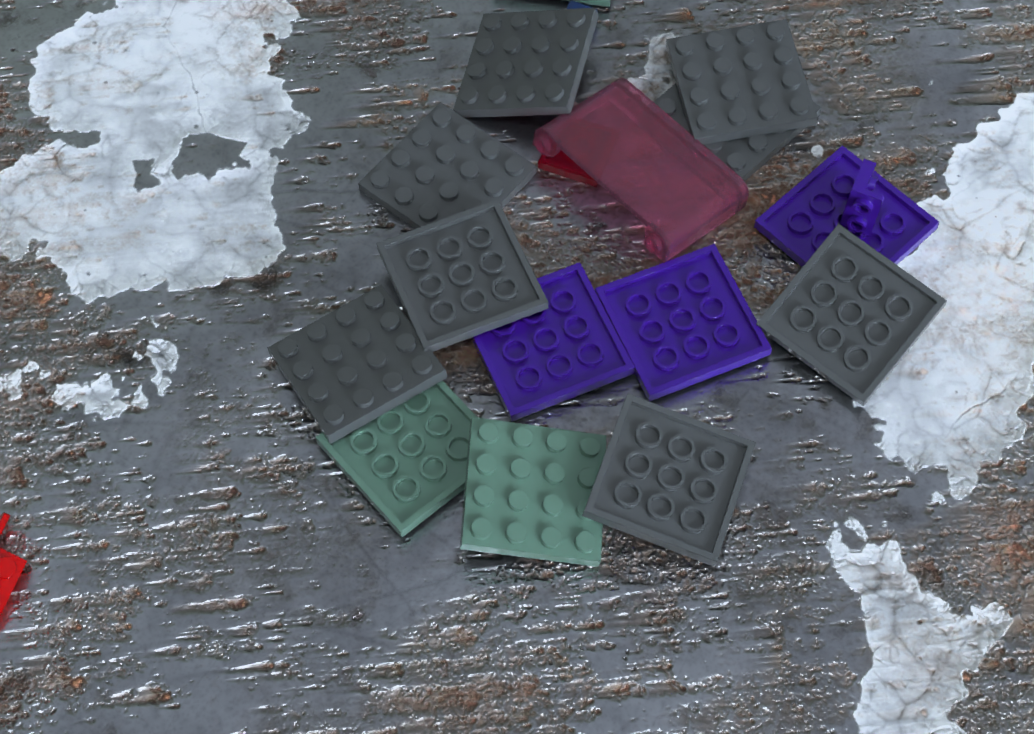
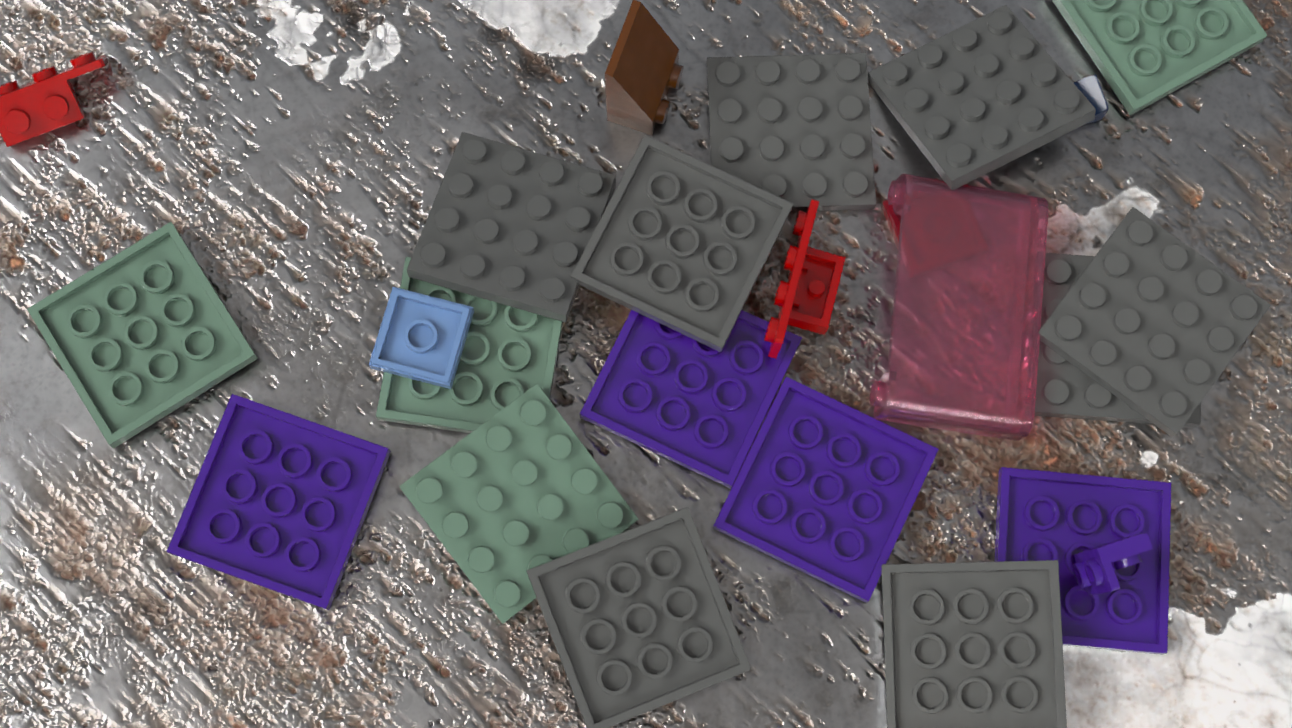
camera: 45 degrees right, 15 degrees up
(207, 634) = (142, 334): none -> sand green plate
(336, 219) = (641, 73): none -> reddish brown slope
(377, 465) = (421, 337): none -> medium blue tile
(399, 634) = (279, 501): none -> dark purple plate
(552, 234) = (811, 285): none -> red bracket

